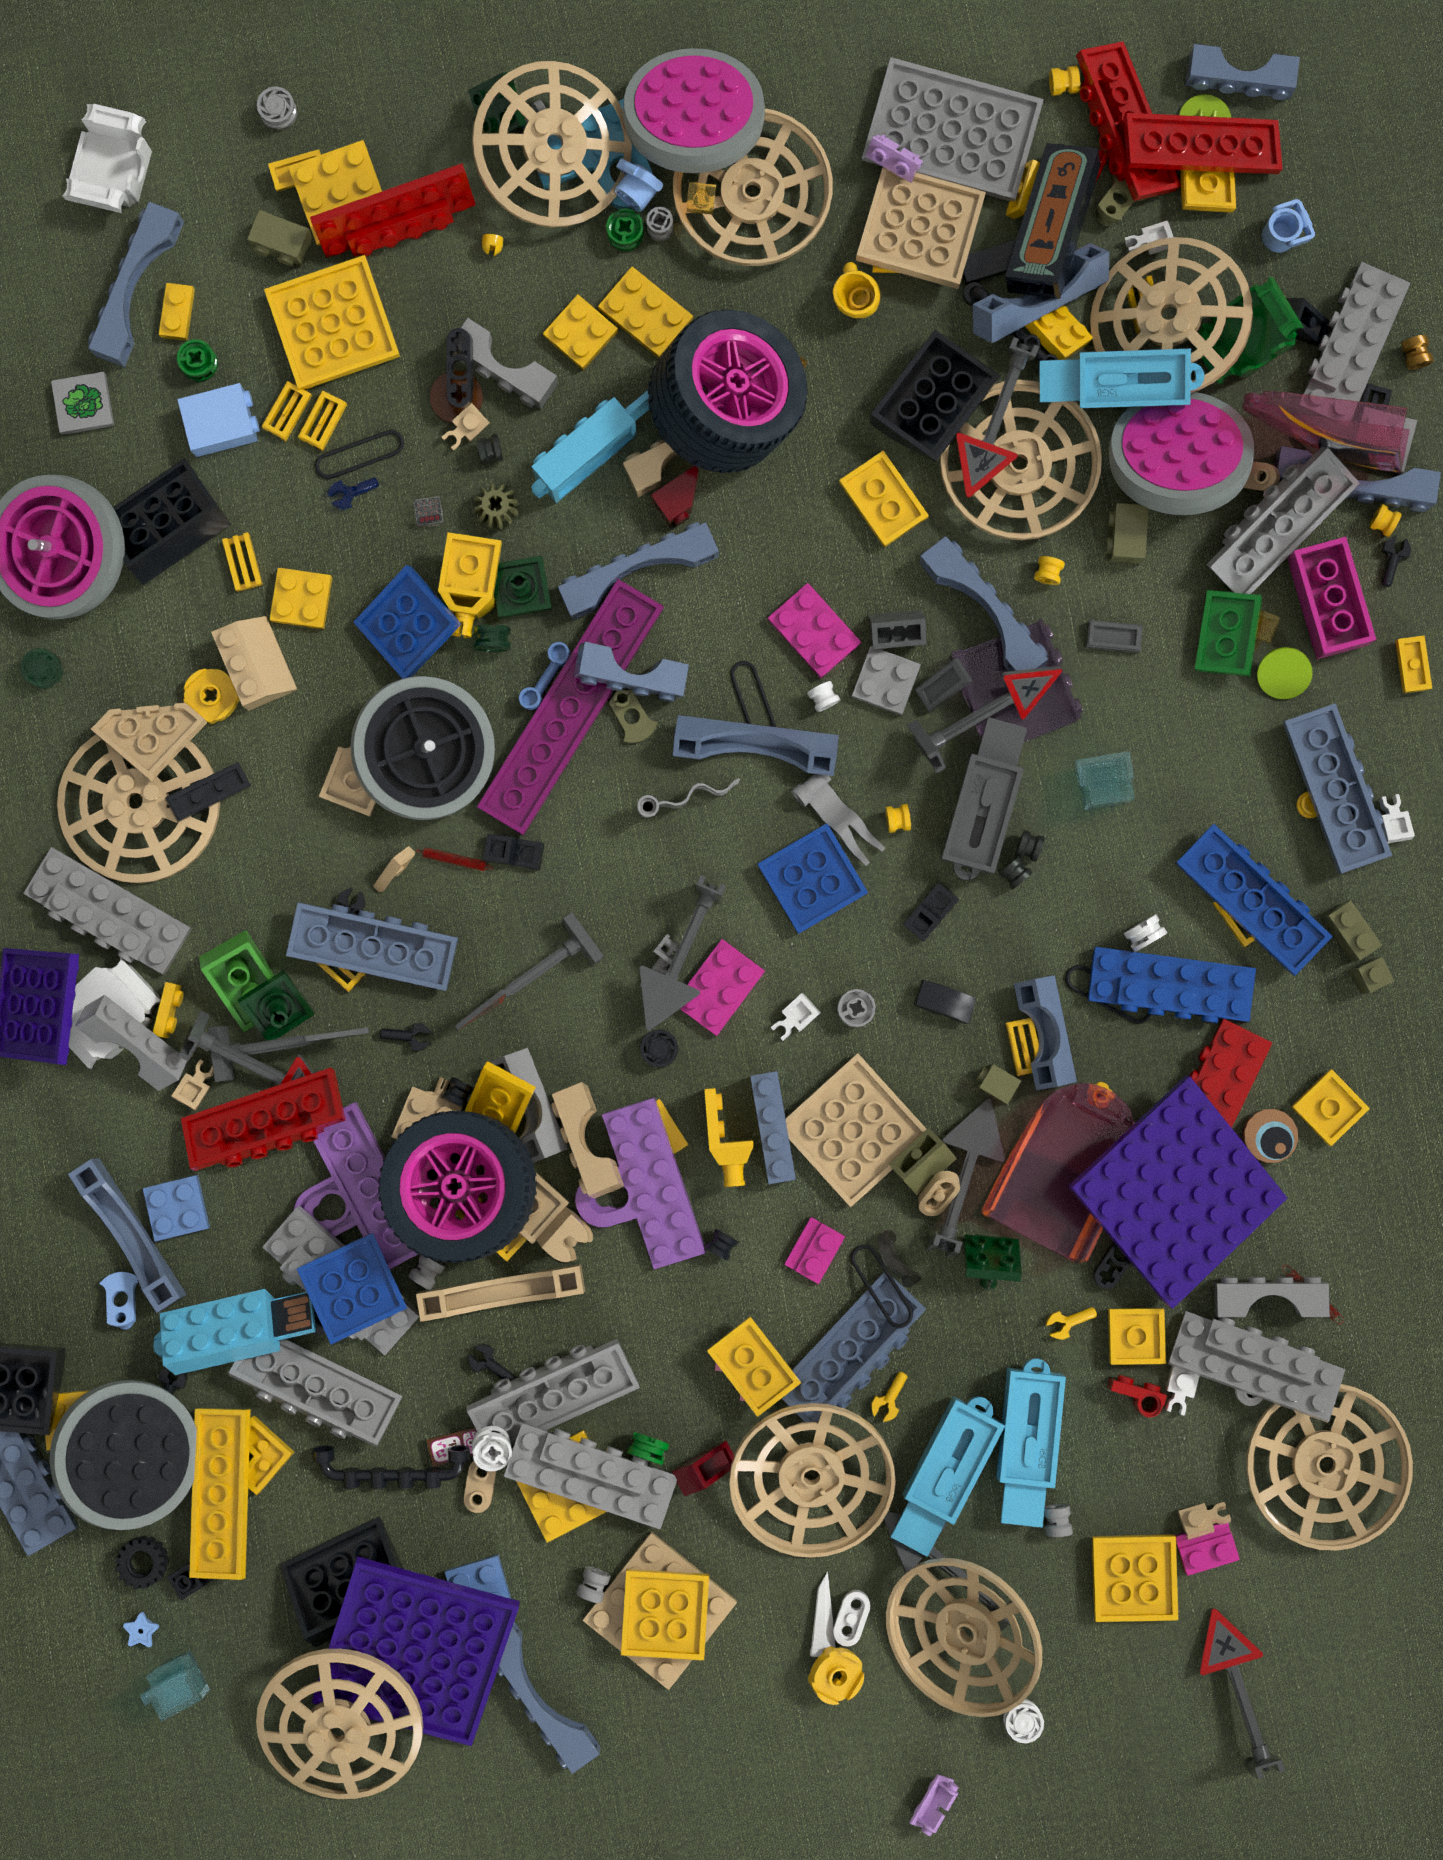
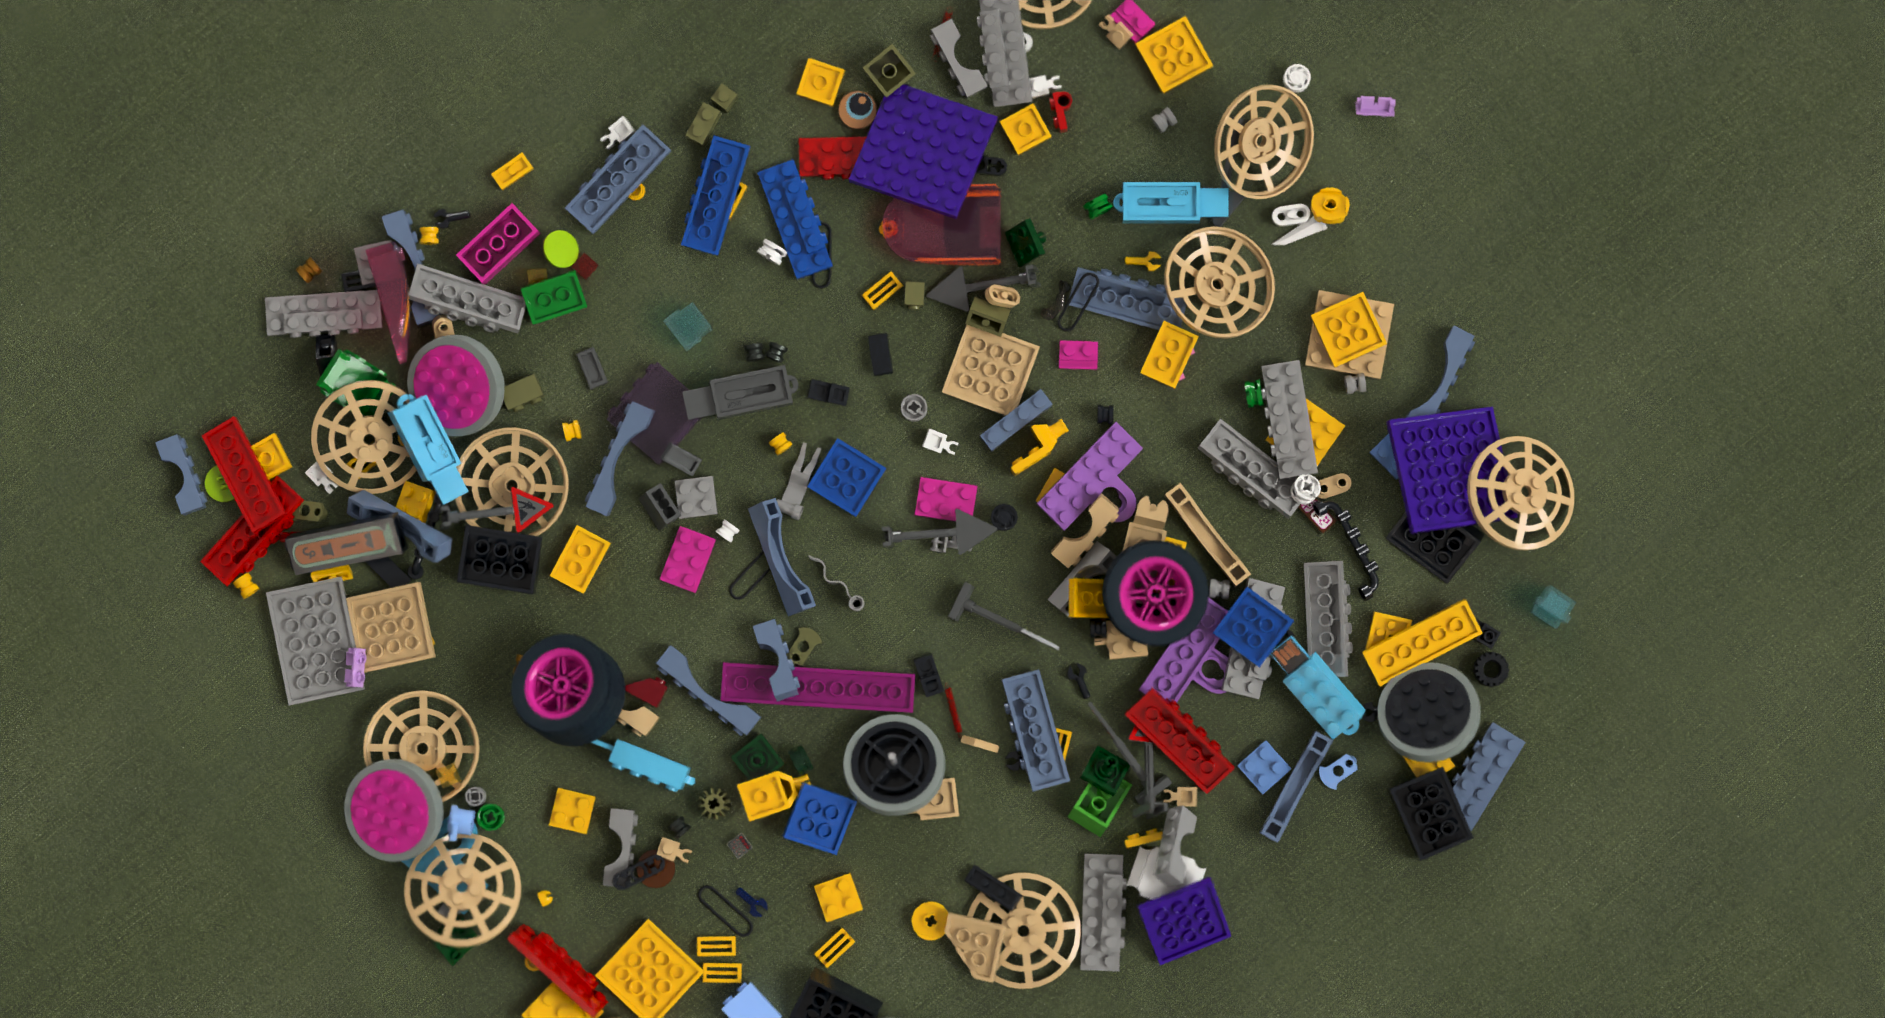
camera: 115 degrees left, 0 degrees up
(141, 1623) = (1529, 651): light blue plate -> none
(254, 661) = (894, 903): tan slope -> none
(490, 1364) = (1255, 518): black bar -> none
(532, 697) = (788, 713): medium blue bar -> none
(645, 312) = (537, 775): yellow plate -> none
(704, 1469) = (1248, 352): dark red slope -> none
(856, 293) = (465, 641): yellow piece -> none
(994, 1379) = (1098, 206): none -> green wheel
(1024, 690) = (660, 406): dark grey piece -> none
(1029, 1441) = (1124, 162): medium azure piece -> none
(1042, 1004) = (850, 293): sand blue arch -> none
(1069, 1321) = (1039, 175): yellow bar -> none
(1246, 693) = (585, 266): none -> clear red plate
(1286, 226) = (270, 394): light blue piece -> none
(1302, 1201) = (888, 70): none -> olive slope

